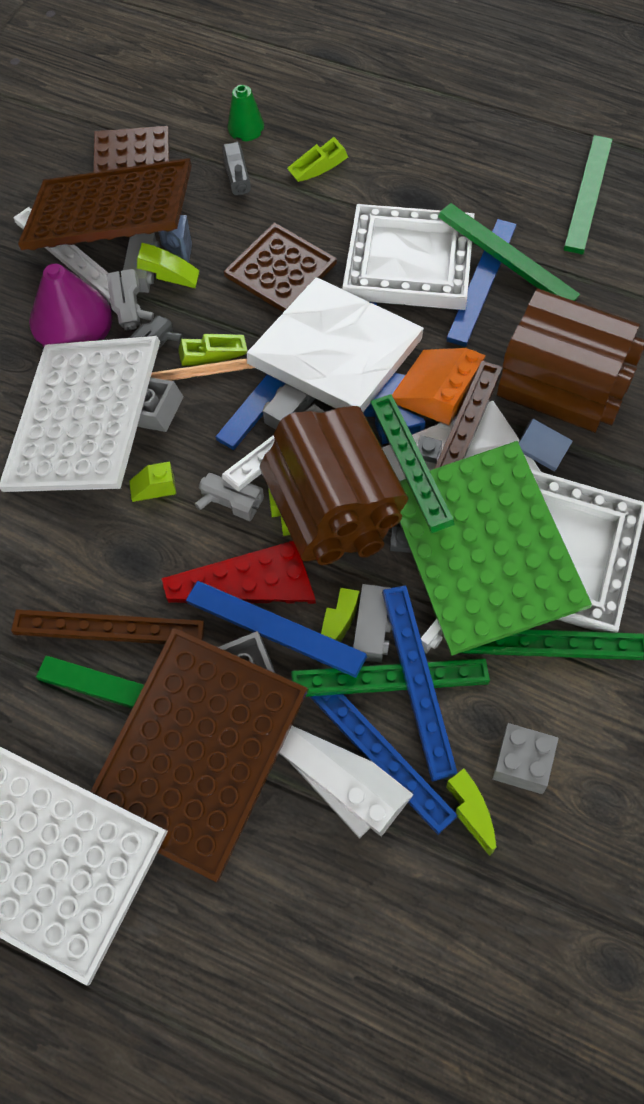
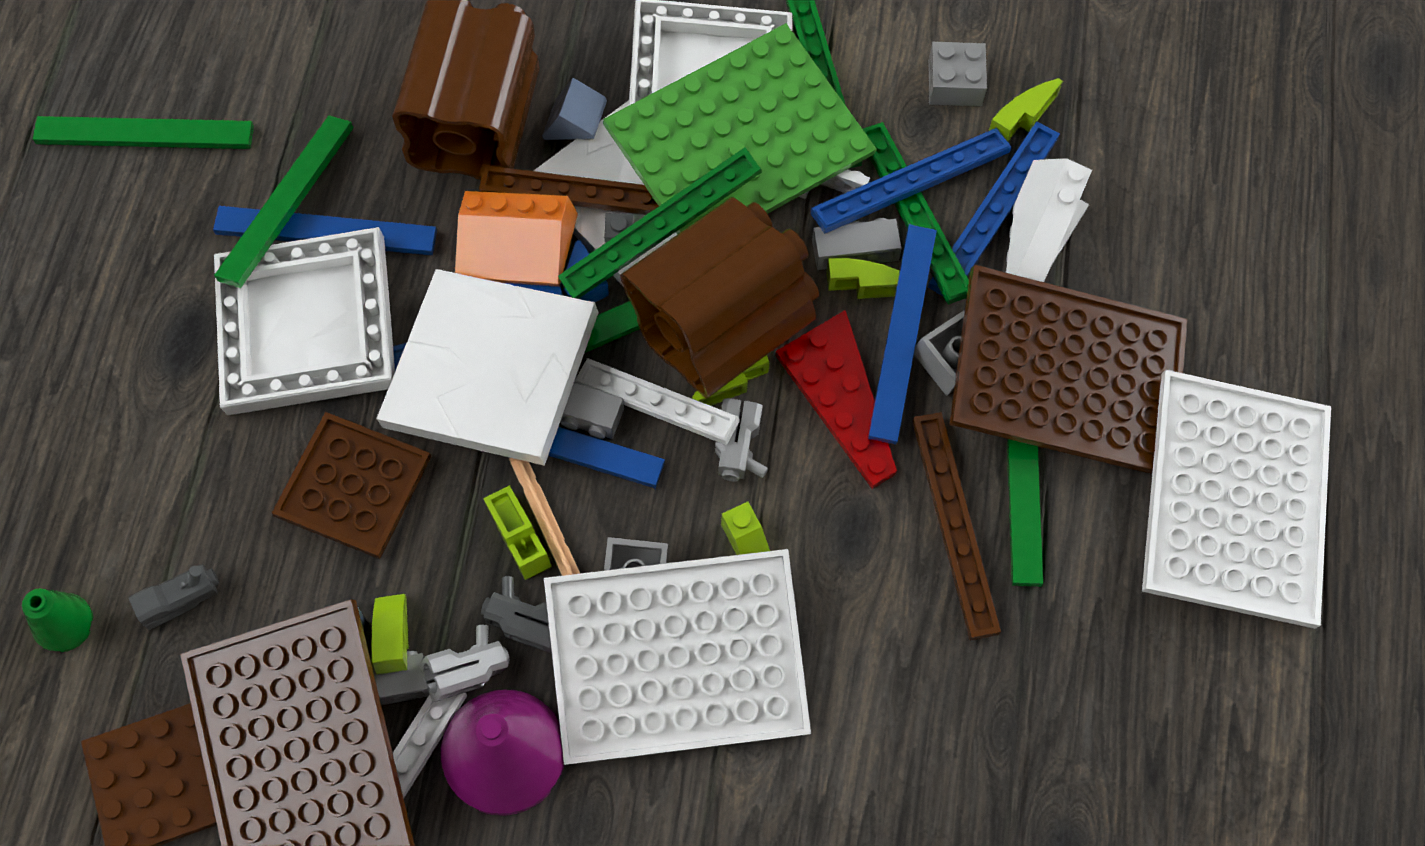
camera: 110 degrees left, 5 degrees up
(318, 160) = (133, 488): lime slope -> none

